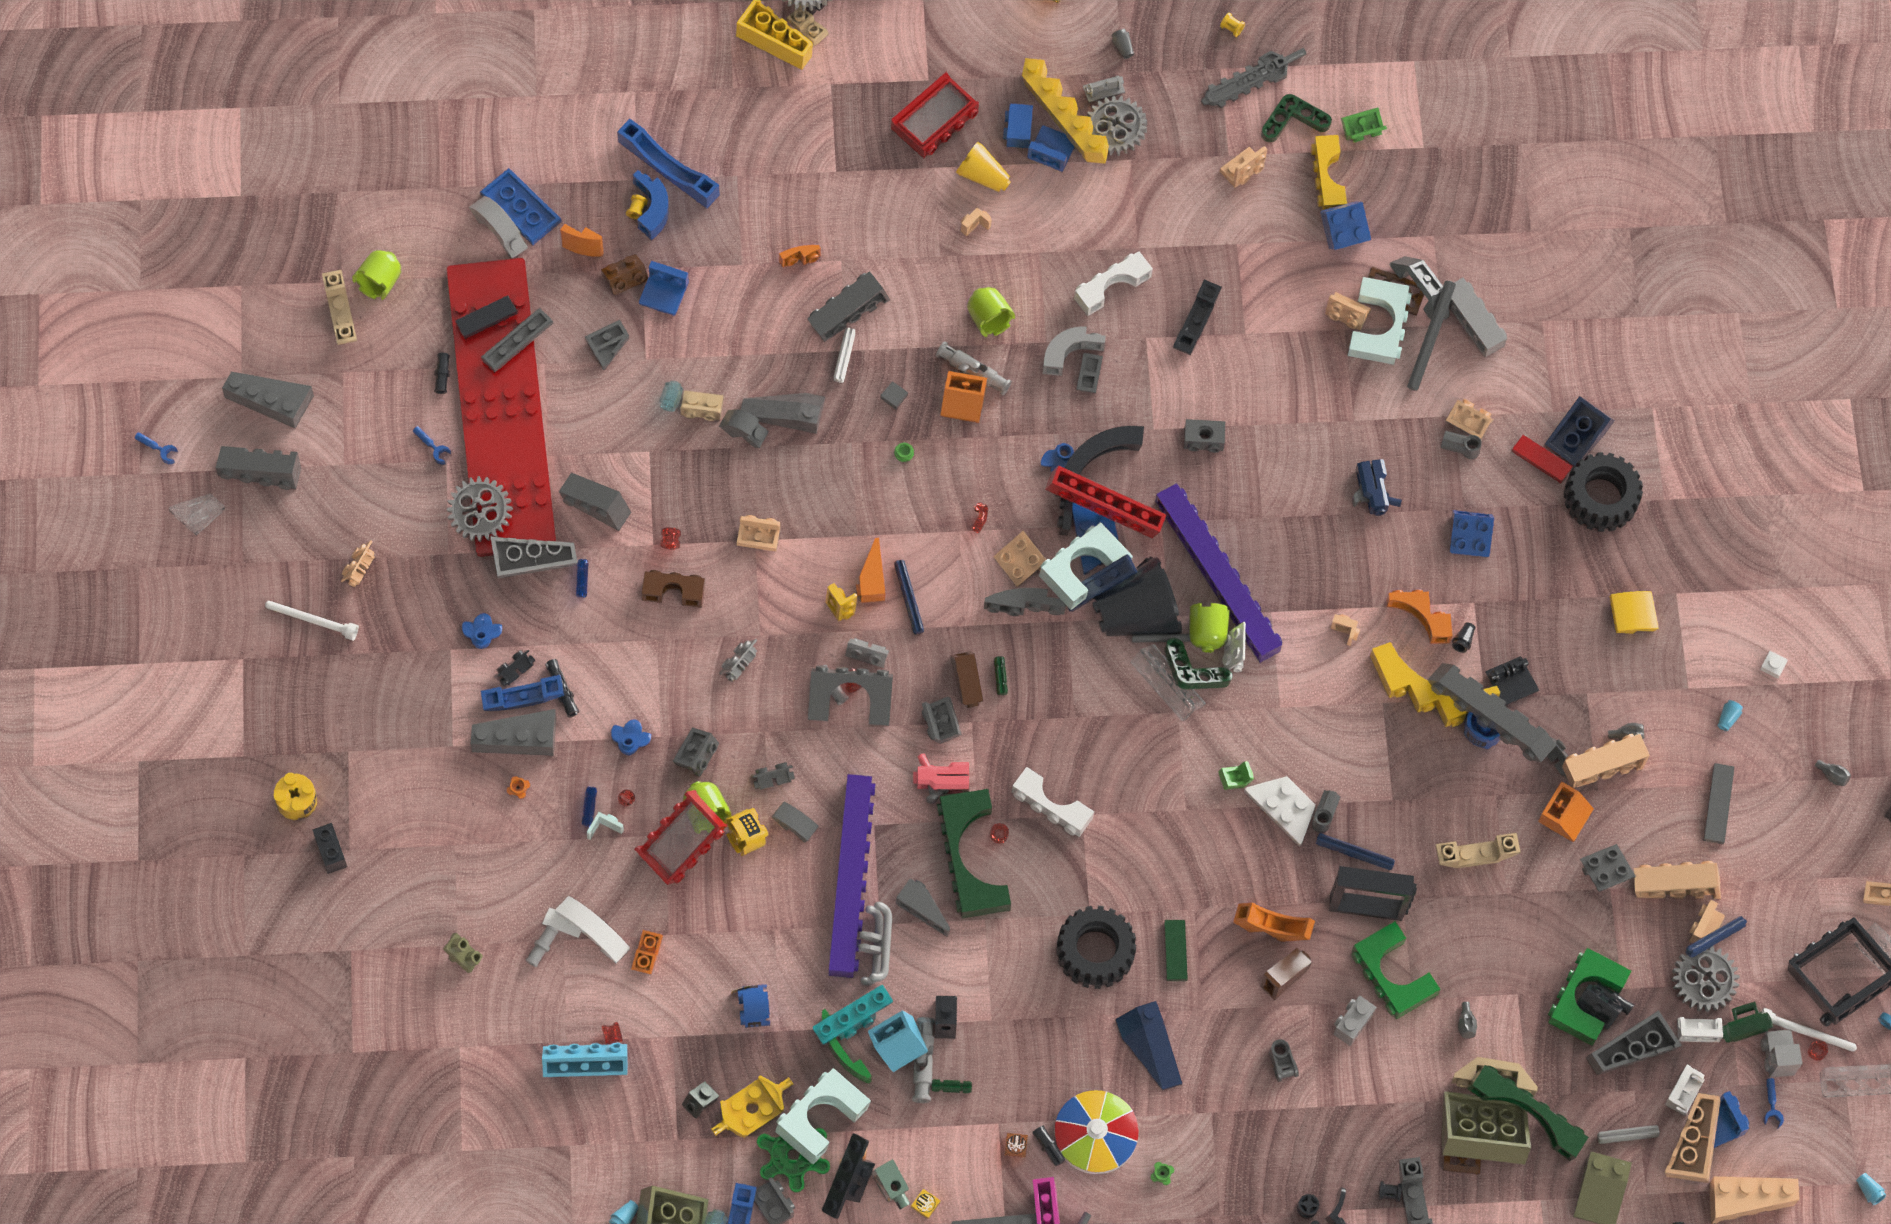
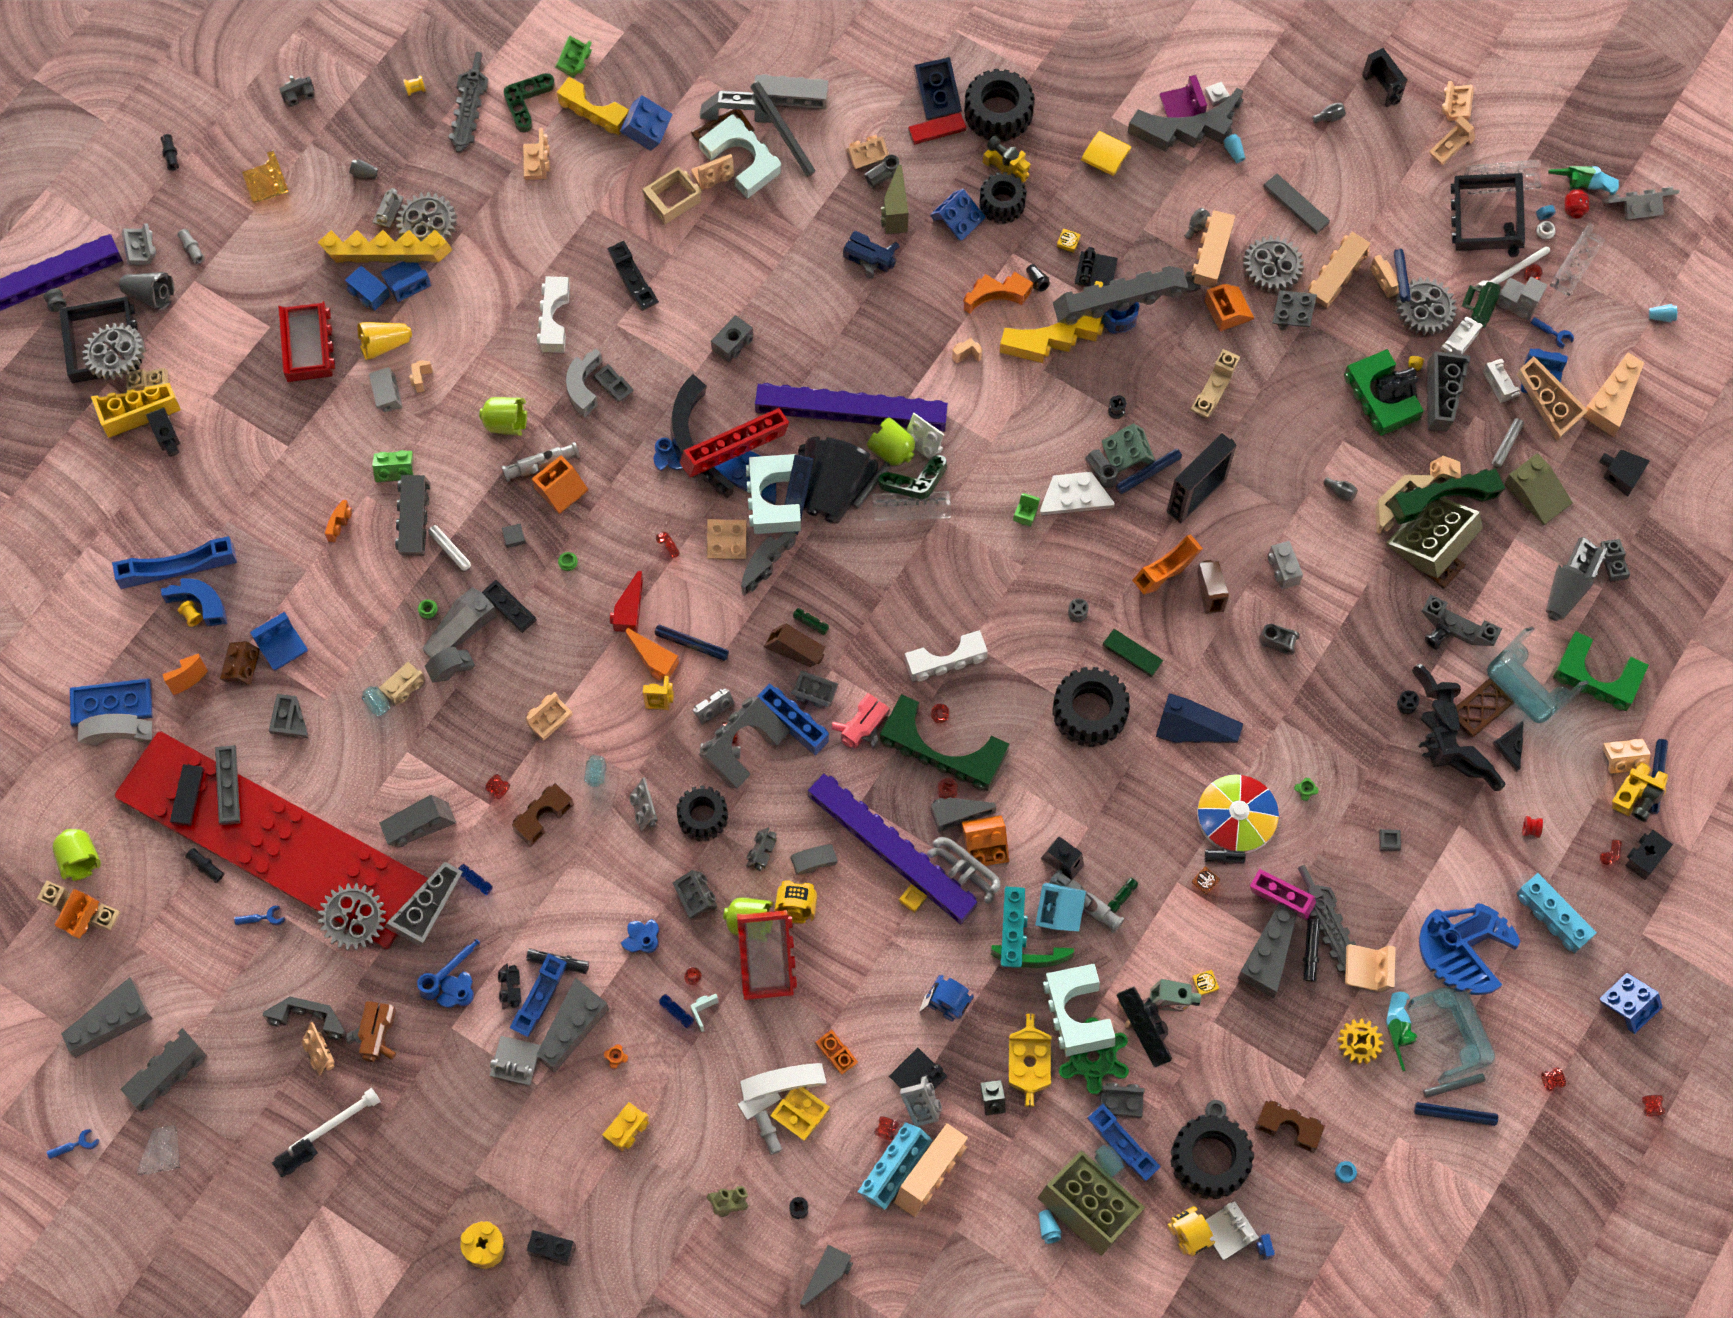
camera: 50 degrees left, 0 degrees up
(271, 613) = (303, 1152): none -> black hinge
(332, 311) = (77, 913): none -> orange bracket
(368, 516) = (280, 1013): none -> dark grey slope
(401, 593) = (372, 1031): none -> dark orange piece
(457, 714) = (514, 1060): none -> light grey hinge
(462, 1069) = (828, 1272): none -> dark grey slope
(467, 836) = (626, 1126): none -> yellow bracket
(472, 600) = (429, 978): none -> blue piece
(493, 1006) = (799, 1214): none -> black bush
(577, 959) = (800, 1112): none -> yellow slope
(602, 1090) = (930, 1170): none -> light nougat wedge
(651, 1045) = (922, 1103): none -> light grey bracket
(674, 1029) = (914, 1068): none -> black hinge
(740, 602) = (595, 771): none -> clear light blue brick
(771, 71) = (164, 431): none -> black torso
(771, 693) = (697, 798): none -> black tyre
(779, 372) = (427, 604): none -> bright green plate
(822, 922) = (912, 898): none -> yellow tile
(830, 436) = (509, 606): none -> black tile
(880, 260) = (392, 465): none -> bright green bracket
(900, 526) = (628, 606): none -> red slope
(900, 720) = (800, 724): none -> blue brick
(914, 944) = (986, 840): none -> orange slope
(936, 889) = (944, 792): none -> clear red wheel
(941, 206) = (385, 390): none -> light grey hinge
(1179, 875) = (1078, 605): none -> dark grey wheel
(1300, 279) = (677, 175): none -> tan window
(1363, 820) = (1128, 447): none -> sand green bracket
(1389, 789) = (1120, 411): none -> black bush
(1398, 998) = (1241, 519): green arch -> none
(1435, 473) = (895, 209): none -> olive slope
(1516, 571) = (1005, 185): none -> black tyre
(1522, 639) = (1068, 240): none -> yellow tile
(1554, 541) = (1006, 159): none -> yellow hips
(1558, 1097) = (1445, 468): none -> light nougat bracket
(1641, 1006) = (1416, 362): none -> yellow hinge
(1656, 832) = (1257, 268): none -> light grey gear
(1737, 642) = (1184, 101): none -> magenta bracket
(1738, 681) = (1190, 130): none -> dark grey arch
(1871, 1028) = (1548, 226): none -> white plate

